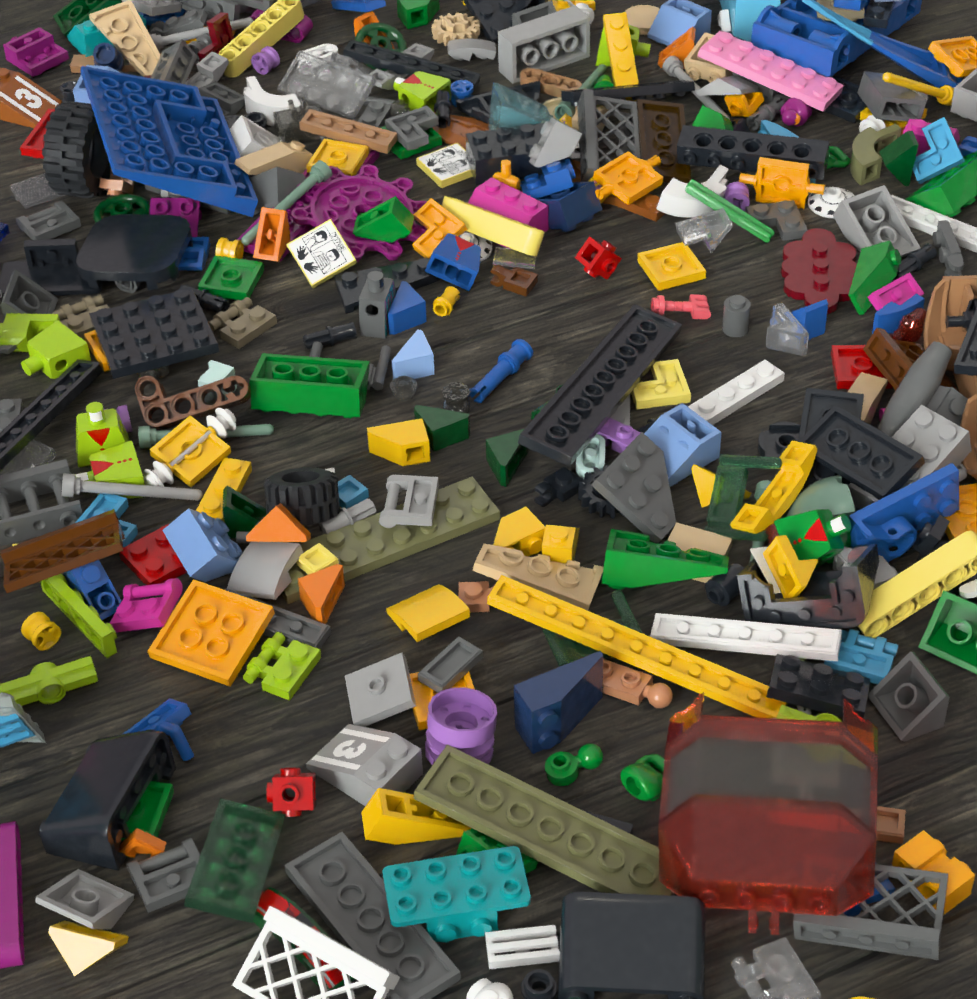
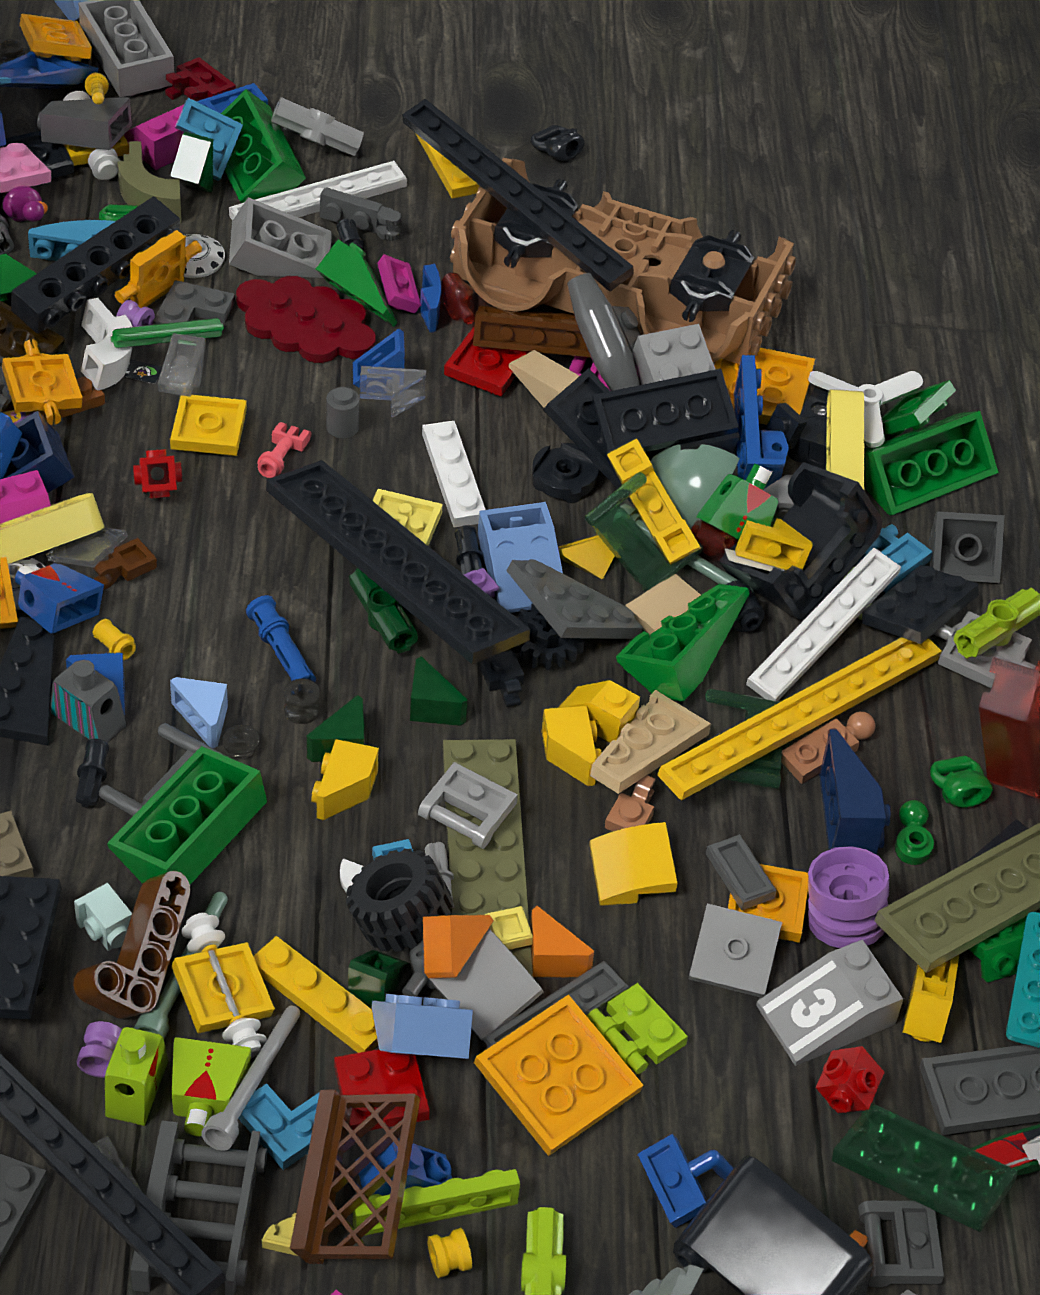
camera: 70 degrees left, 5 degrees up
(146, 613) = (484, 1133): dark pink plate -> none

